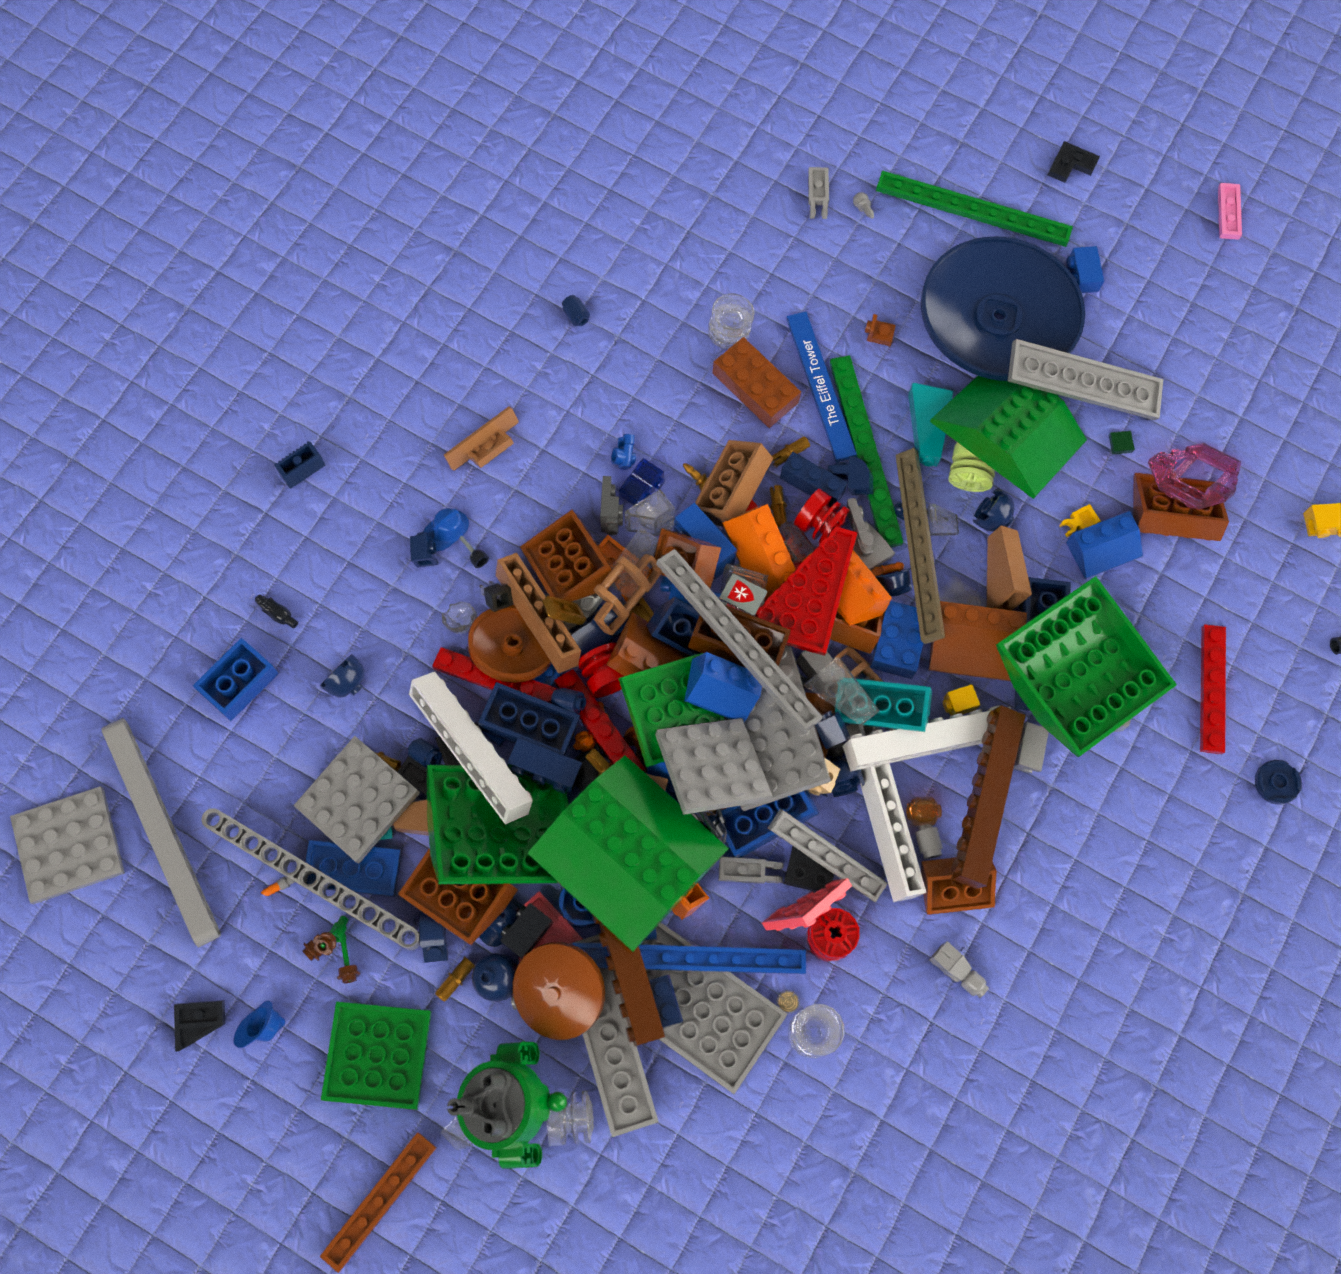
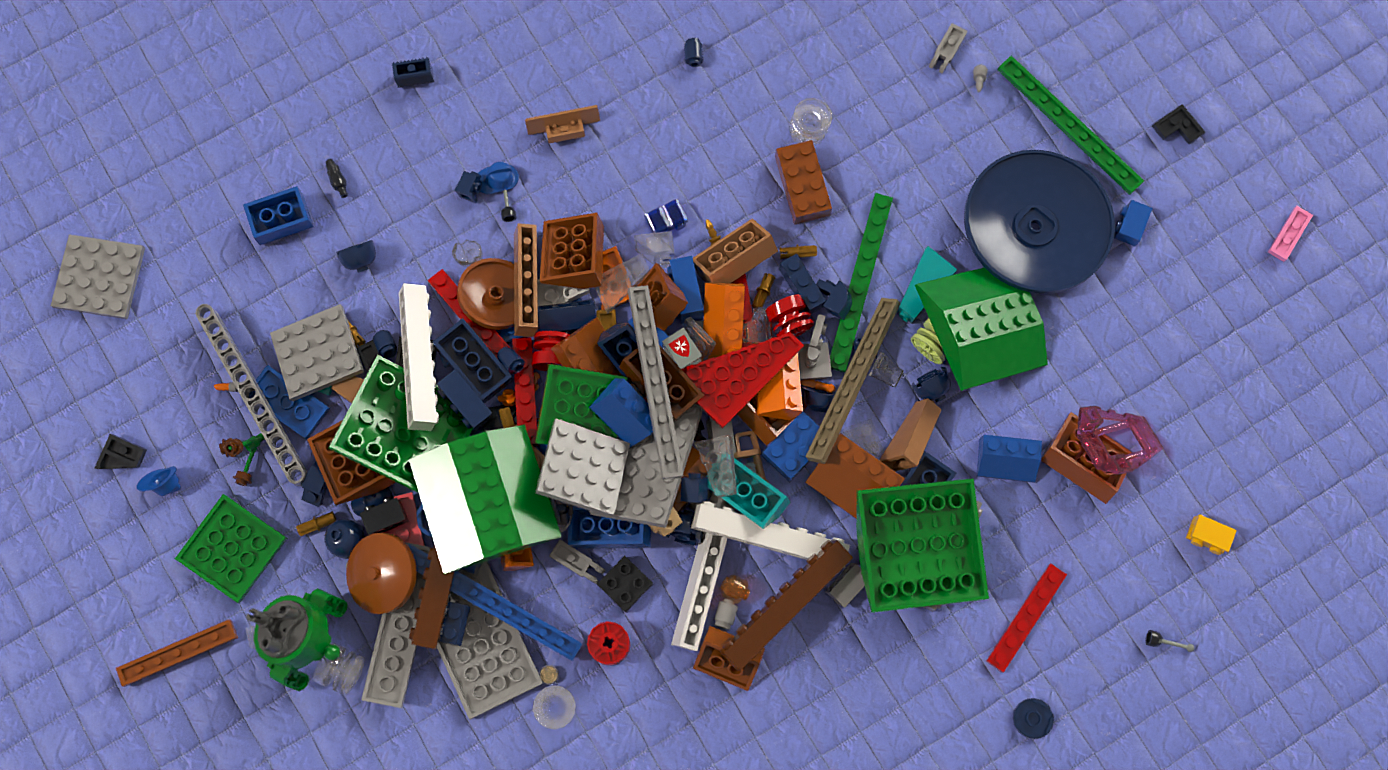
camera: 30 degrees right, 5 degrees up
(161, 833) = (166, 302): light grey beam -> none
(497, 596) = (504, 251): pearl dark grey piece -> none
(564, 610) = (543, 289): pearl gold plate -> none
(611, 510) = (627, 225): dark grey plate -> none
(612, 601) = (582, 301): medium nougat bar -> none
(624, 455) = (665, 189): blue plate -> none
(807, 907) = (607, 613): coral plate -> none
(821, 386) = (855, 211): blue tile -> none
(827, 855) = (637, 582): light grey tile -> none
(879, 331) = (929, 190): dark orange bracket -> none
(955, 966) = (691, 722): light grey piece -> none
(961, 700) = (815, 520): yellow brick -> none
(1081, 519) = (1002, 427): yellow plate -> none
(1085, 379) = (1070, 315): light grey plate -> none
(1121, 442) = (1074, 381): dark green tile -> none

